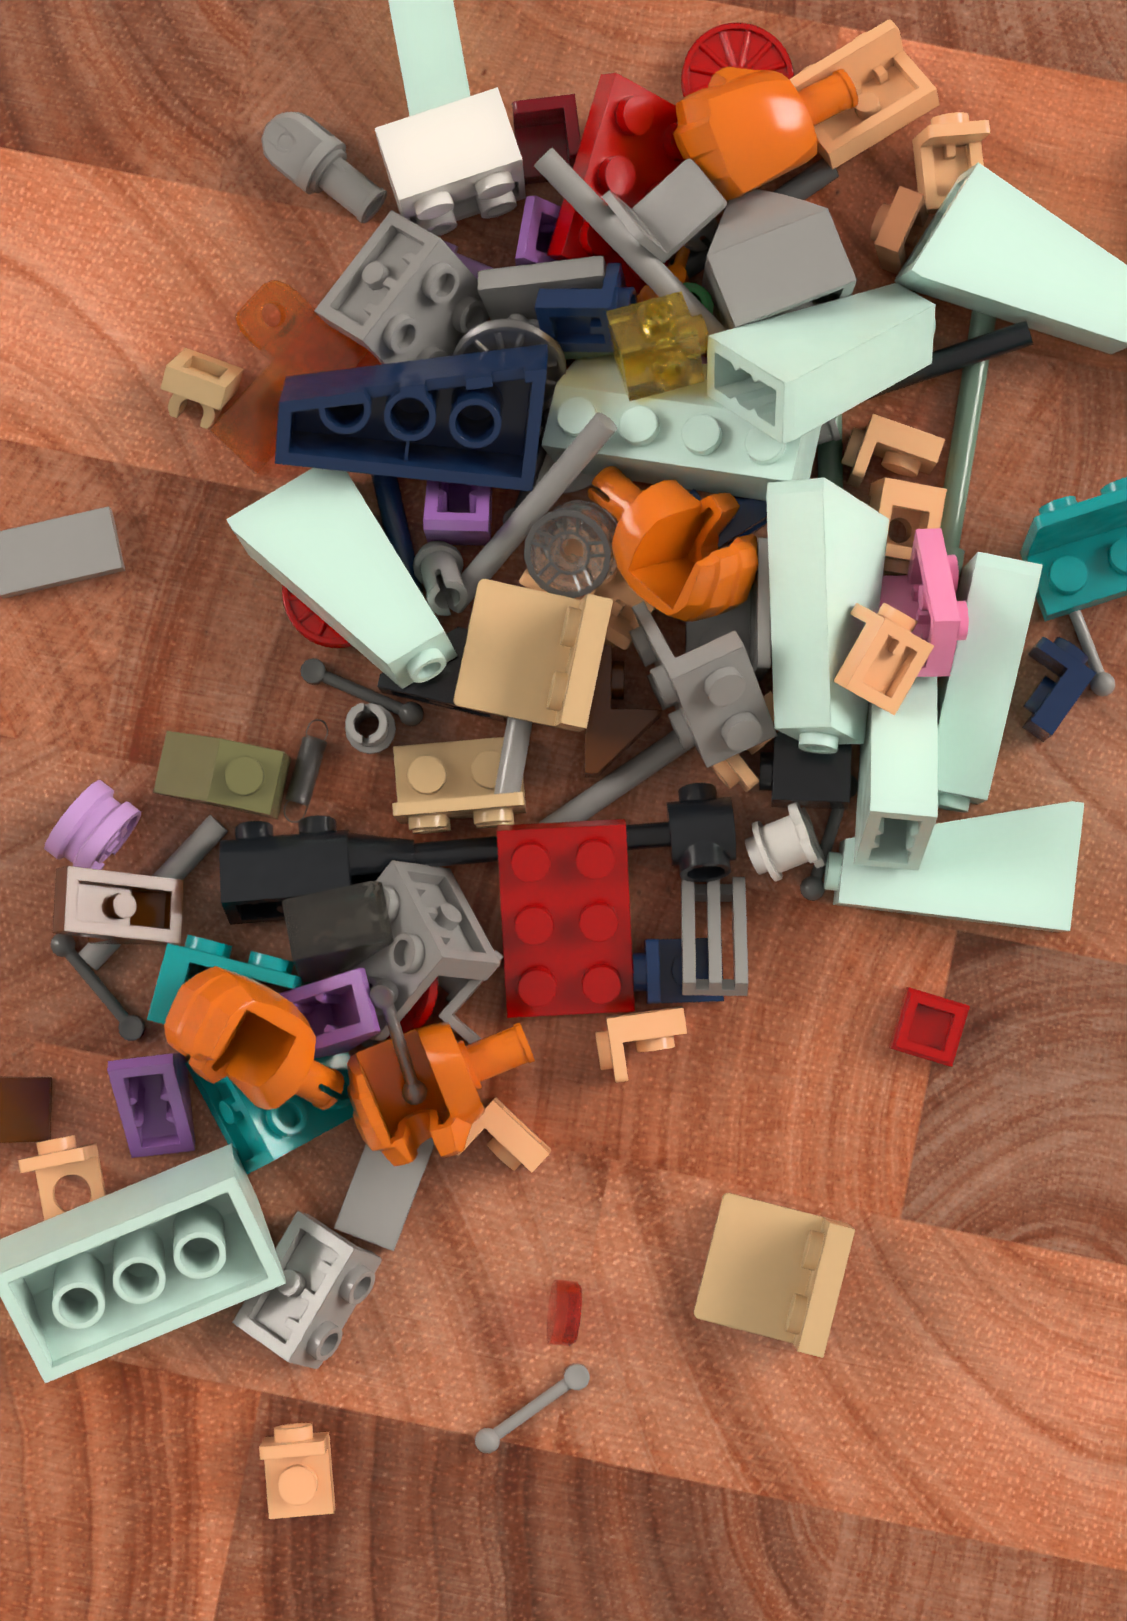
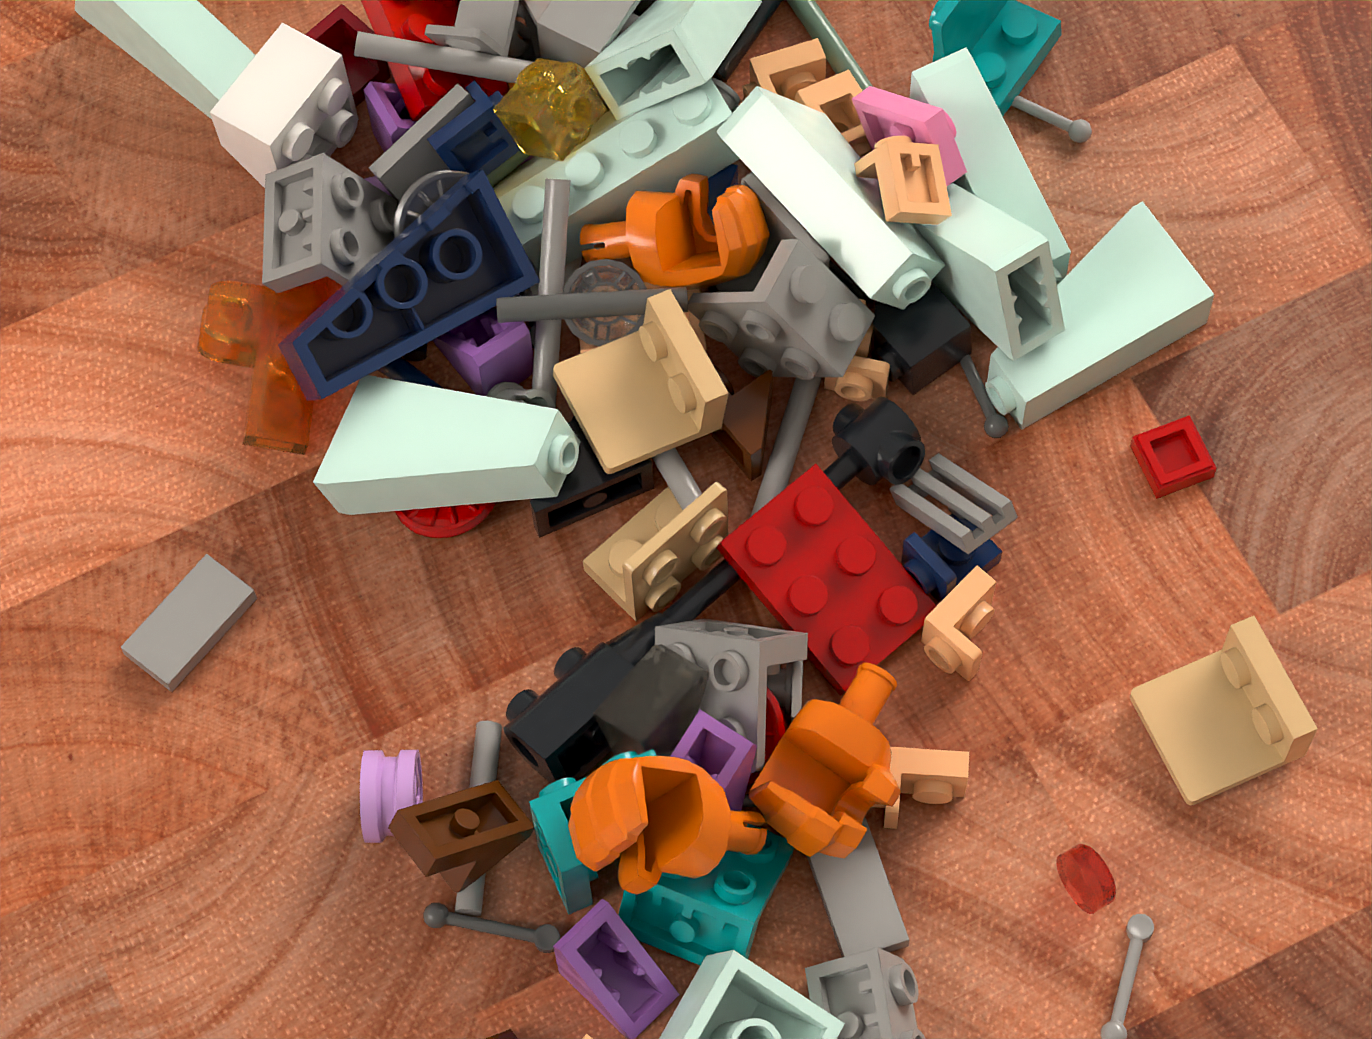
camera: 40 degrees left, 20 degrees down
(200, 380) = (209, 410): tan tile -> none
(223, 773) = (462, 678): olive slope -> none
(306, 770) = (527, 634): flat silver piece -> none
(315, 672) = (474, 559): dark grey hinge -> none
(318, 163) = (176, 197): light grey arm -> none
(377, 741) = (546, 552): light grey pin -> none
(383, 996) = (737, 717): flat silver hinge -> none
(551, 549) = (581, 305): none -> dark grey bar
(784, 844) = (948, 401): white brick -> none
(1052, 699) = (1051, 141): dark blue bracket -> none

